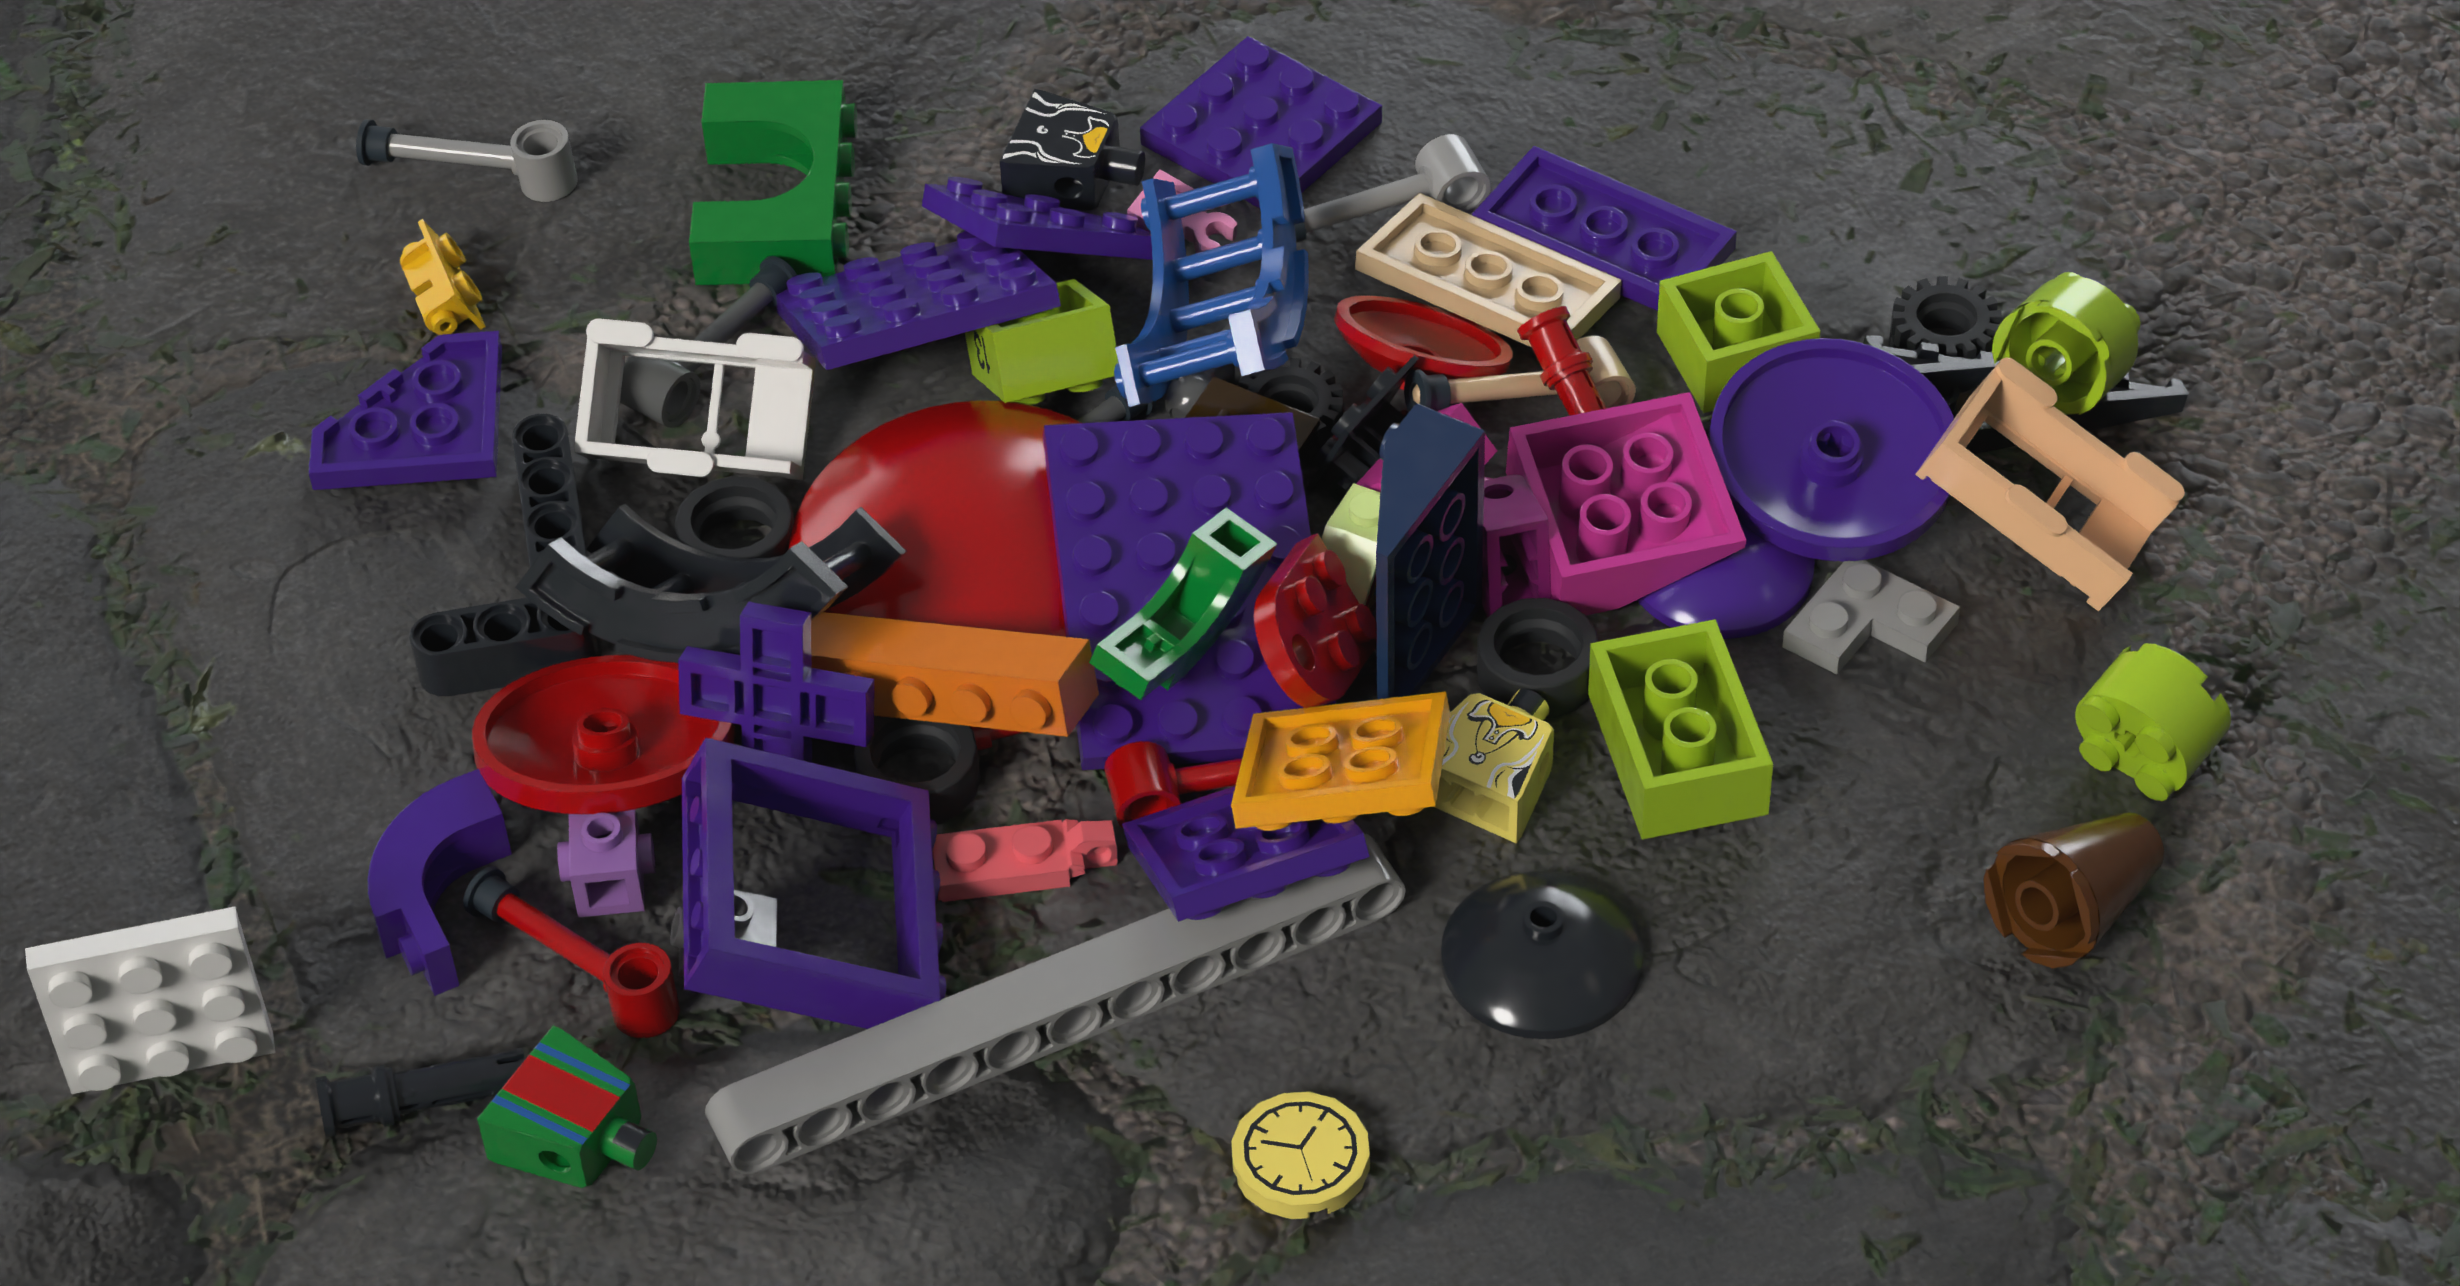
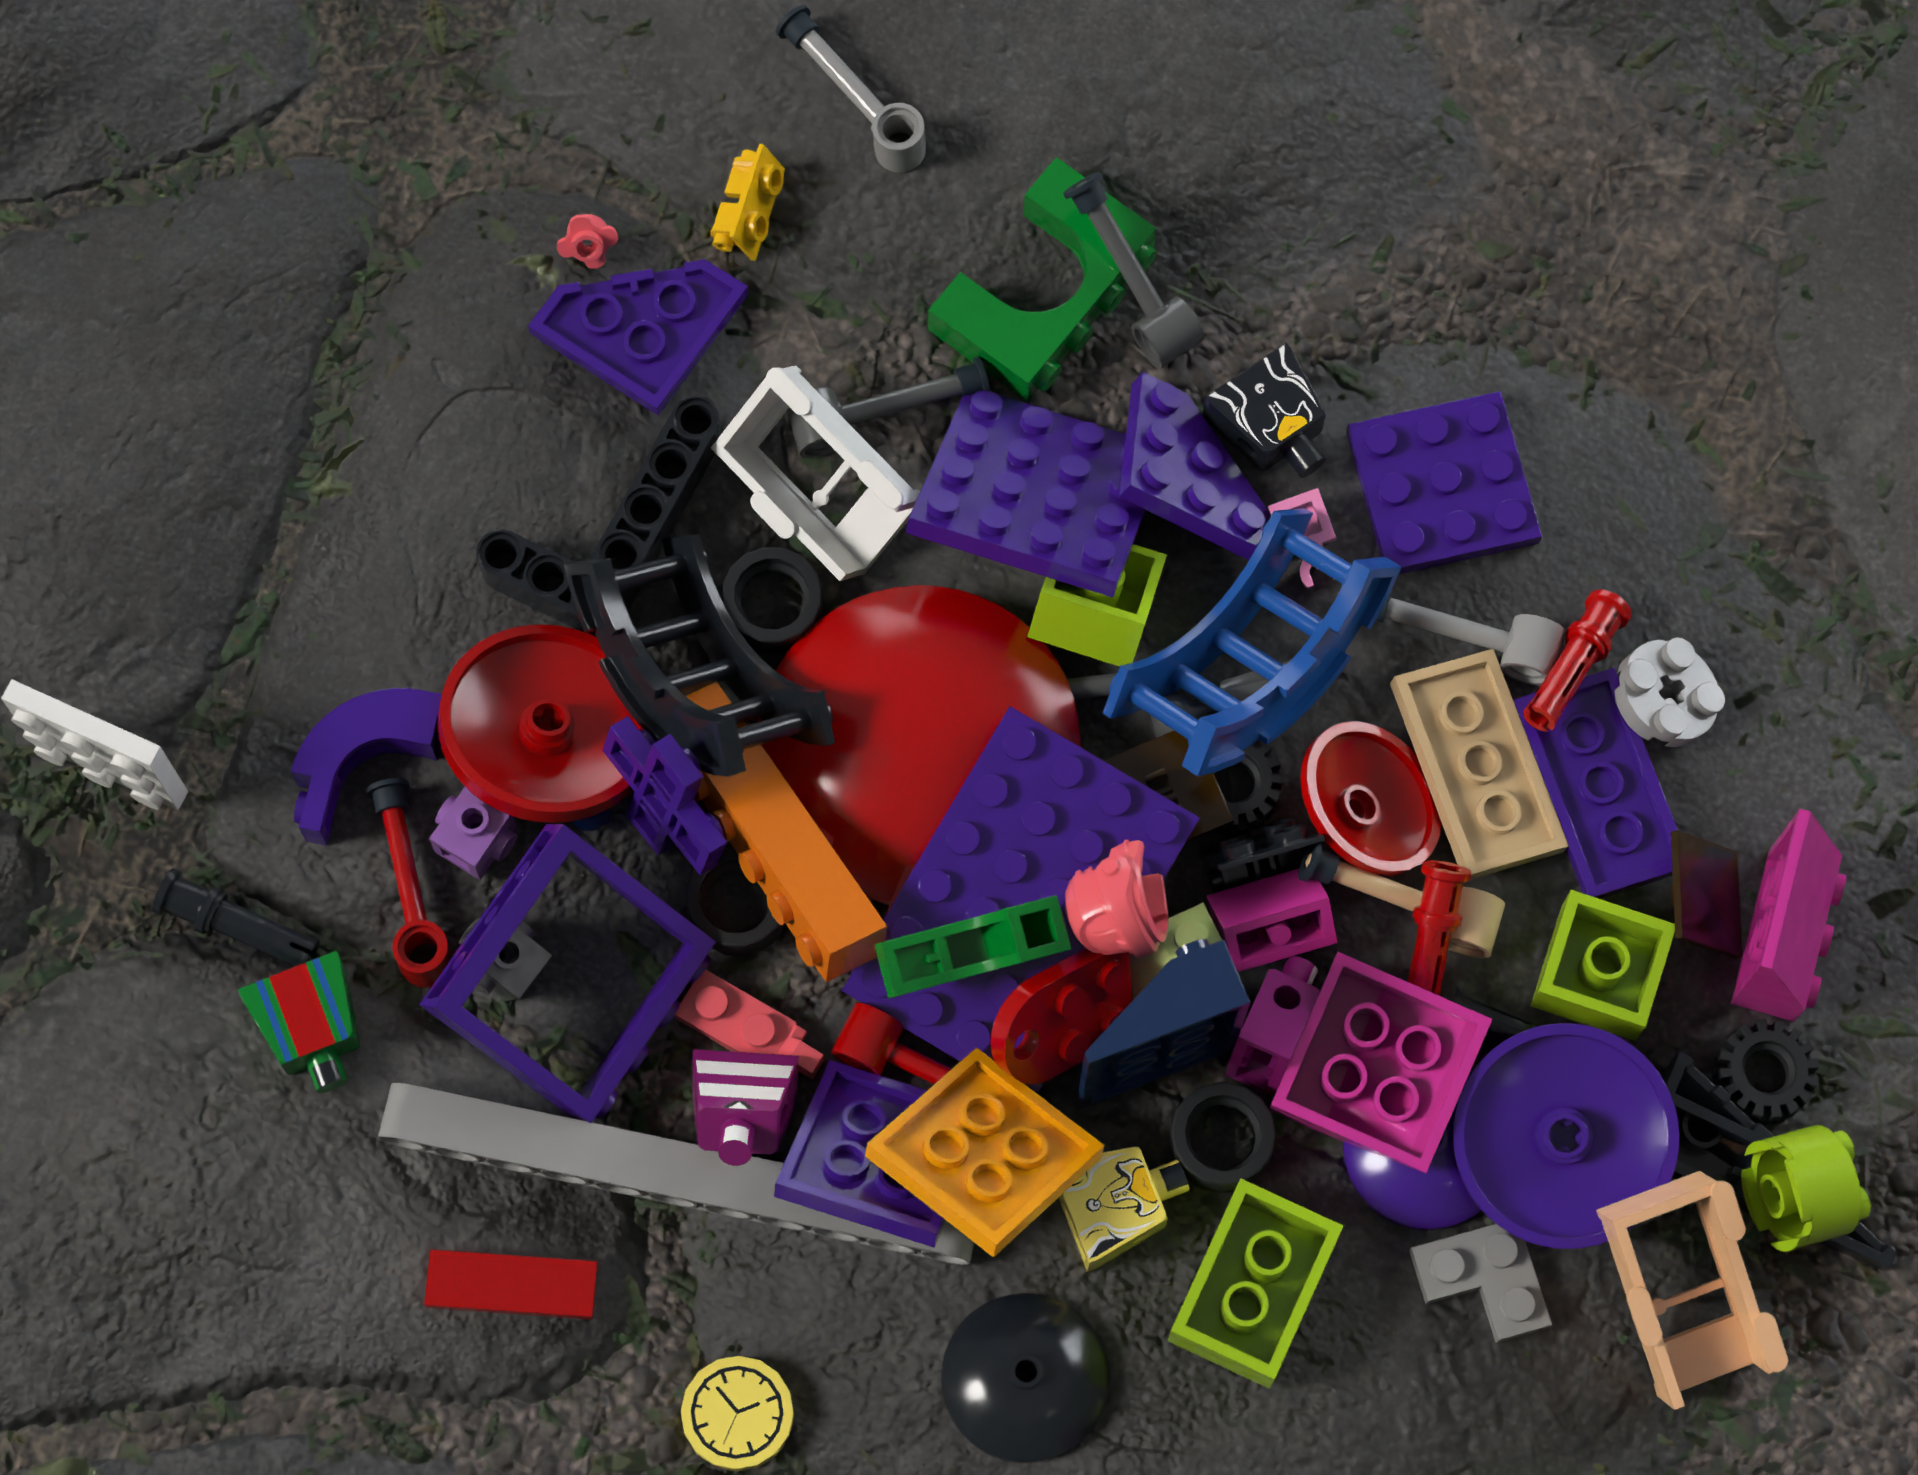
camera: 35 degrees right, 25 degrees up
(294, 386) = (587, 228): none -> coral plate
(915, 151) = (1166, 327): none -> dark grey piece
(977, 1201) = (511, 1284): none -> red tile
(1074, 887) = (743, 1102): none -> magenta torso
(1289, 489) = (1117, 907): none -> coral helmet
(1495, 144) = (1586, 644): none -> red pin
(1595, 136) = (1688, 677): none -> light grey plate
(1765, 237) = (1706, 894): none -> piece
(1850, 206) = (1790, 921): none -> dark pink slope

